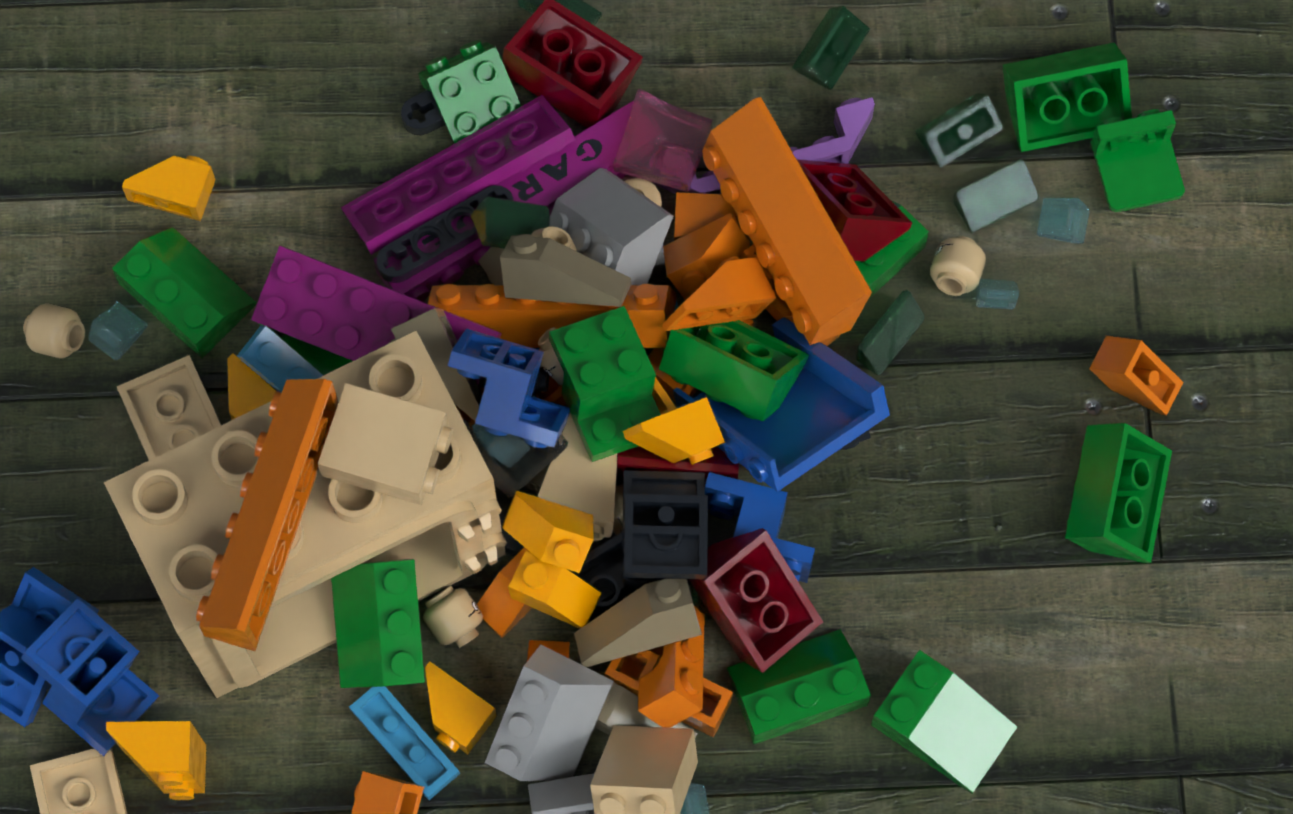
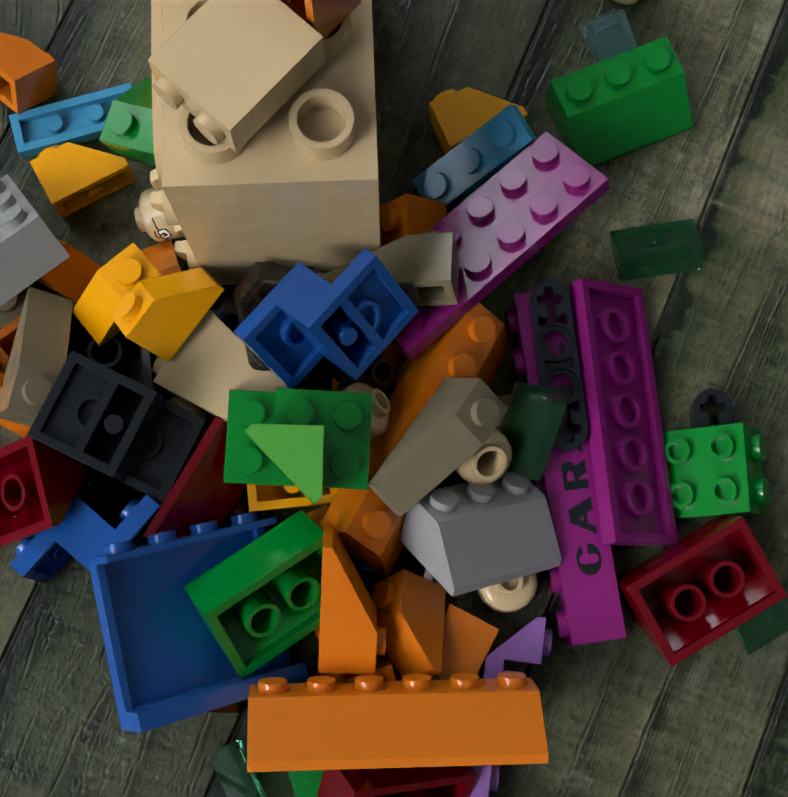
camera: 115 degrees right, 5 degrees up
(168, 406) = (485, 47): tan plate -> none
(173, 186) = (733, 140): light orange slope -> none
(297, 212) = (657, 250): none -> clear green slope
(625, 352) = (295, 451): none -> bright green slope
(662, 142) = (560, 640): clear pink plate -> none
(679, 433) = (207, 487): light orange slope -> none

